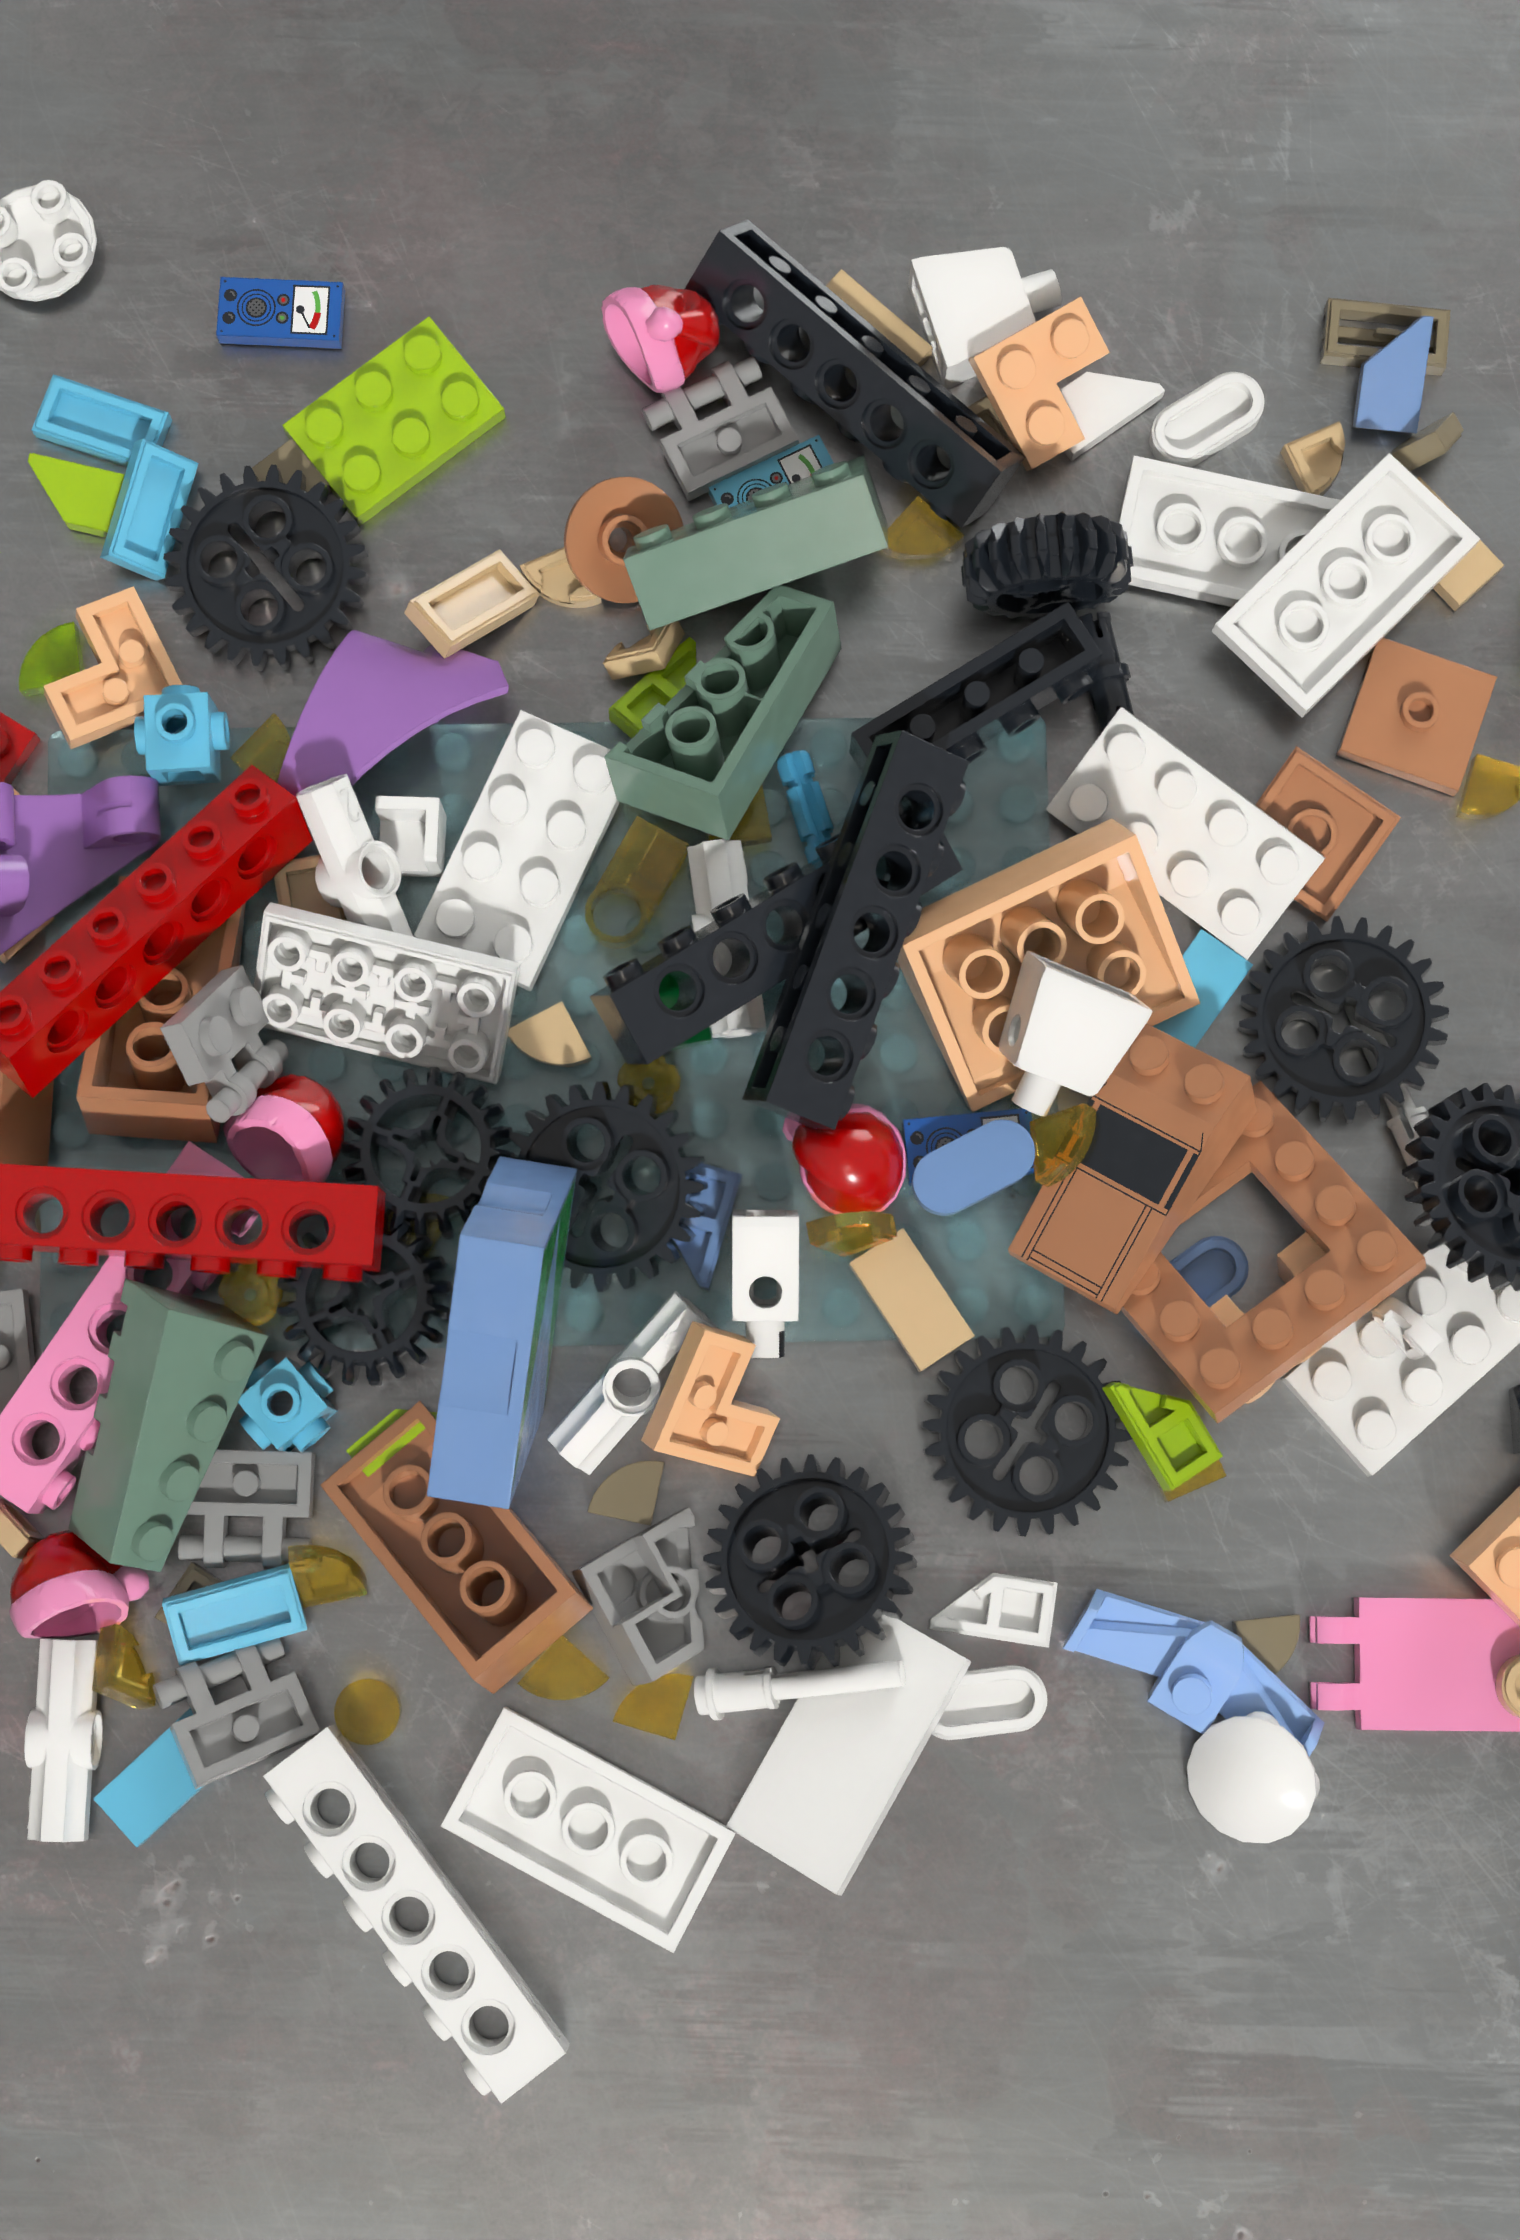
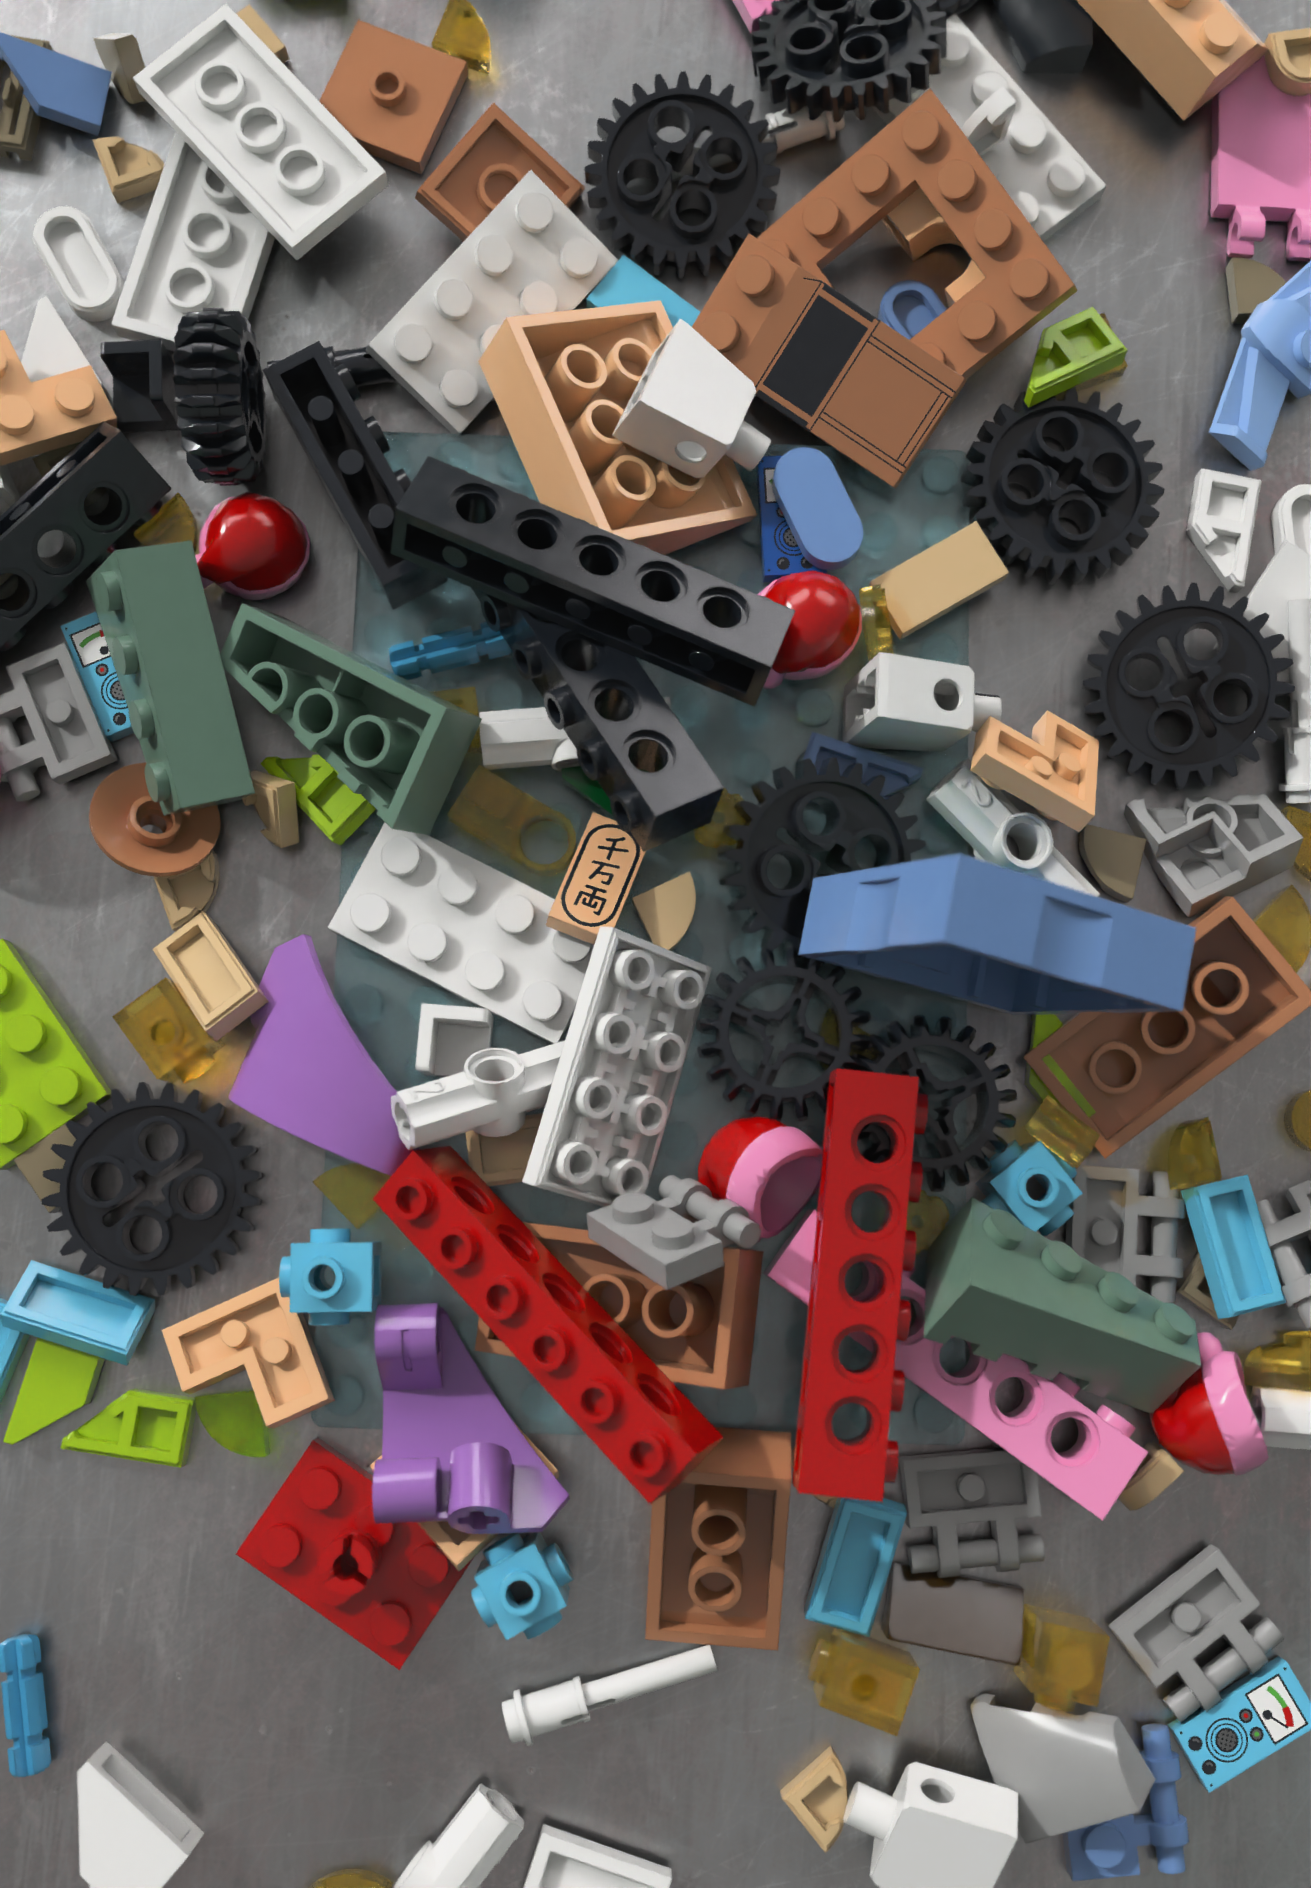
camera: 90 degrees left, 0 degrees up
(45, 575) = (139, 1428): none -> lime tile
(341, 1434) = (1061, 1132): none -> clear yellow tile
(411, 566) = (168, 1034): none -> clear yellow brick
(565, 959) = (596, 880): none -> light nougat tile
(909, 610) = (252, 547): none -> red piece
(1061, 1142) = (797, 422): clear yellow tile -> none
(1072, 486) = (141, 385): none -> black panel

